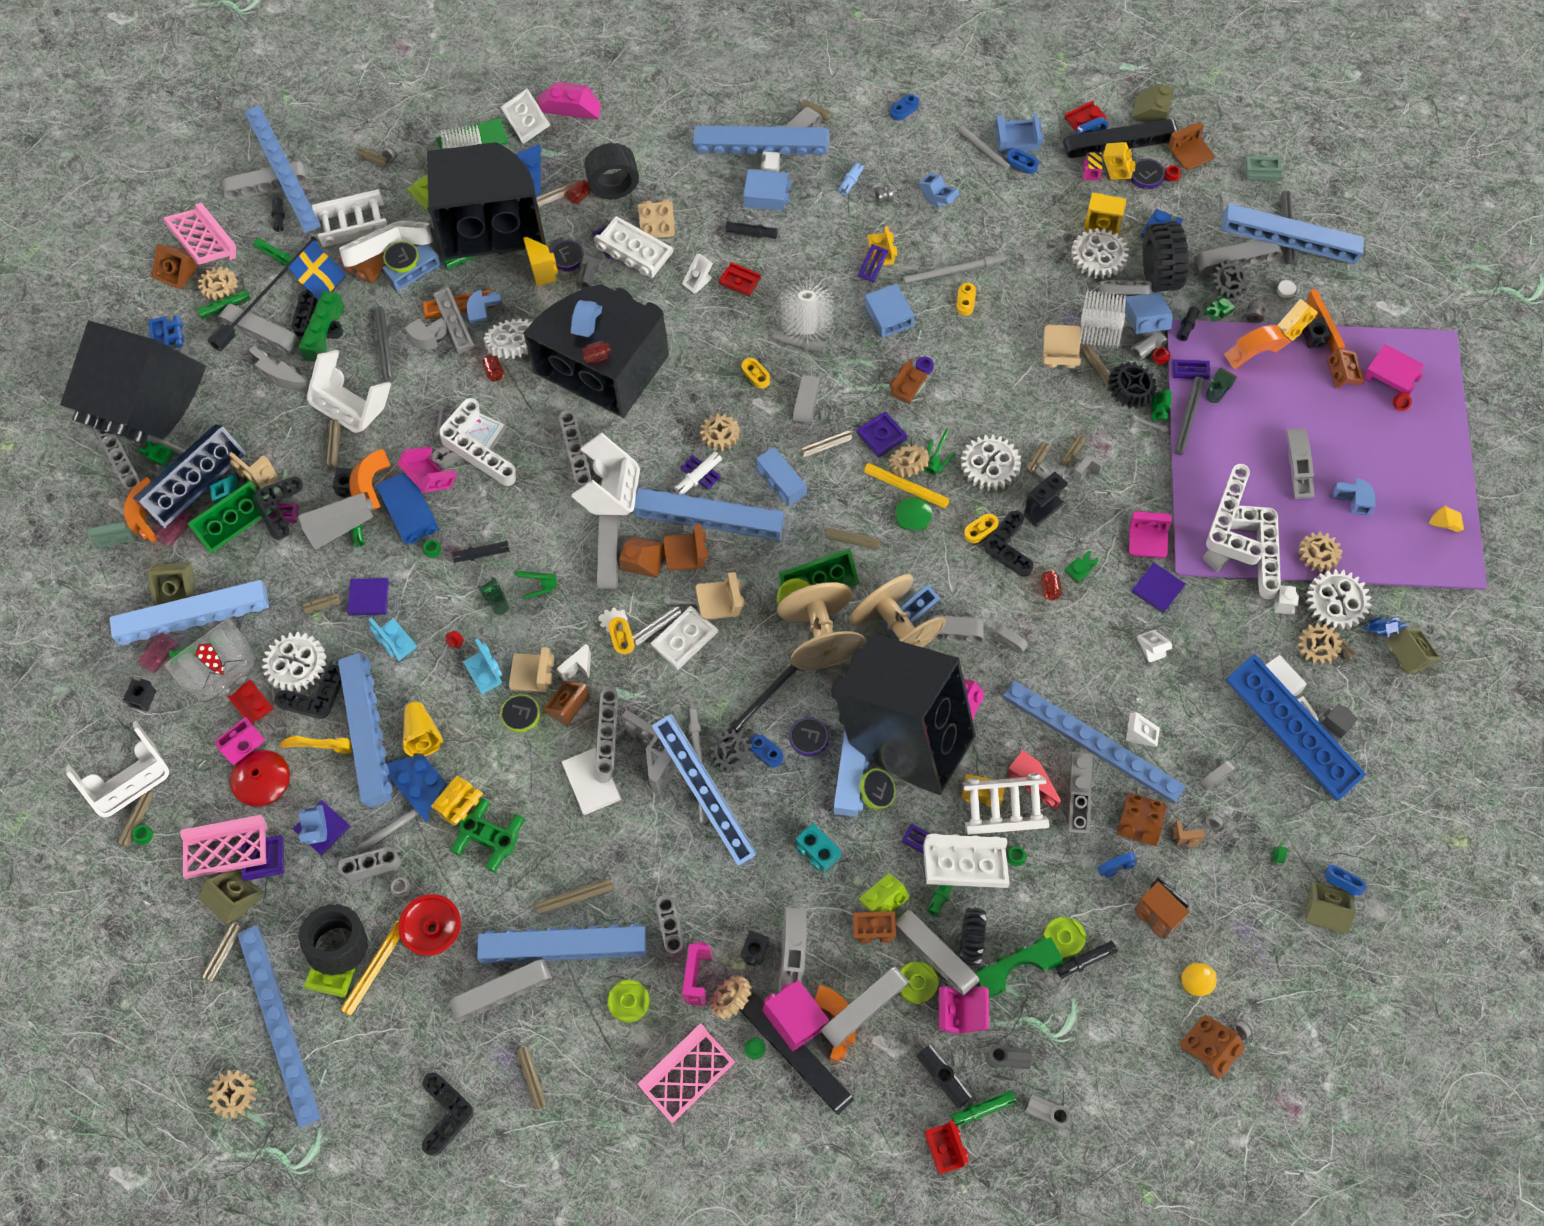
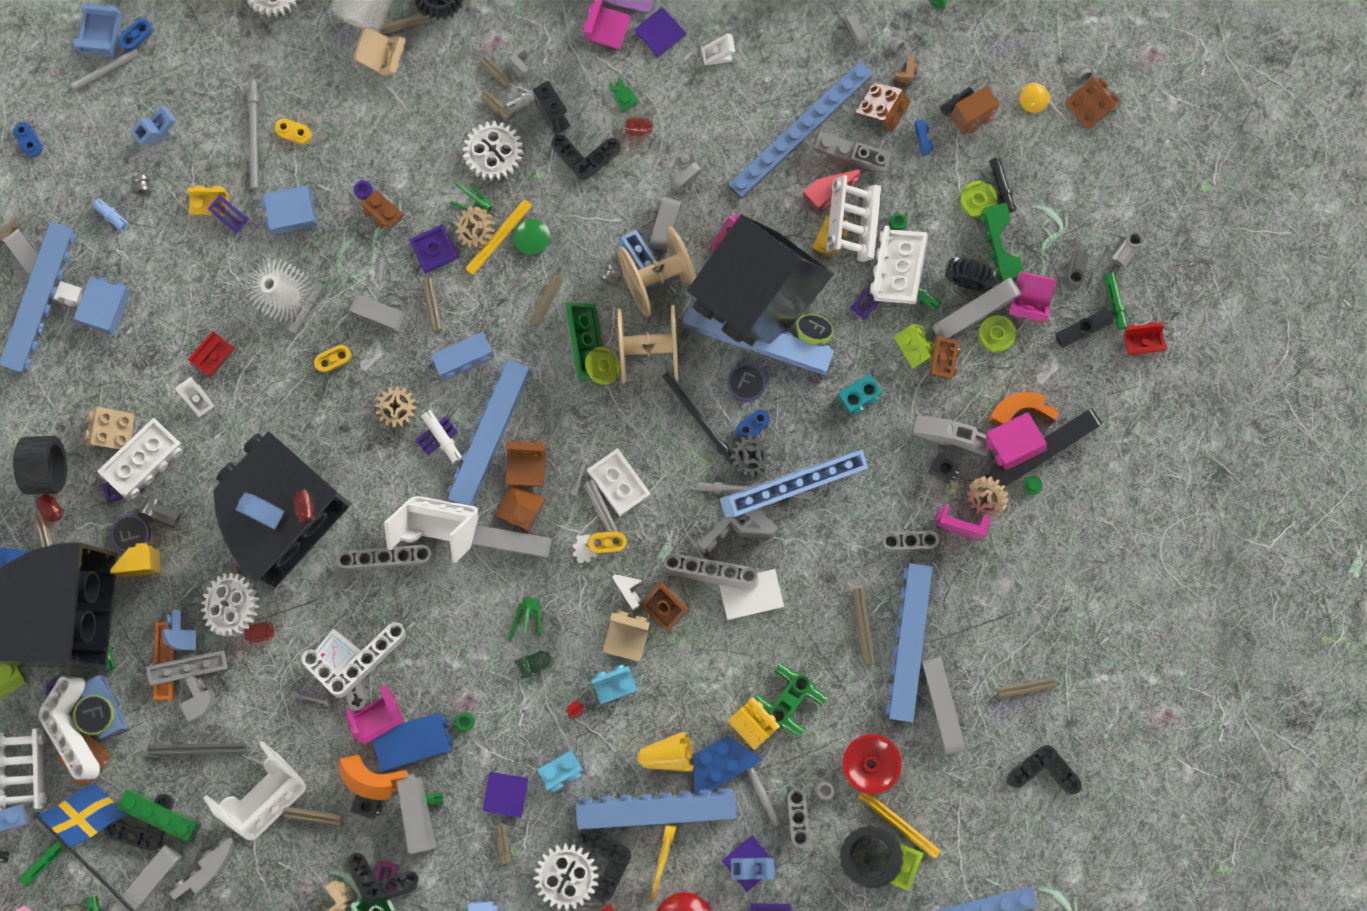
camera: 80 degrees left, 15 degrees up
(481, 551) = (480, 672): black pin -> none
(520, 713) = (667, 654): black tile -> none
(628, 1001) = (970, 591): lime tile -> none
(673, 1059) = (1032, 560): bright pink fence -> none
(720, 598) = (586, 438): tan bracket -> none
(754, 230) = (152, 326): black pin -> none
(865, 1006) = (1018, 379): light grey beam -> none
(980, 529) = (563, 177): yellow plate -> none
(1142, 730) = (801, 84): white slope -> none

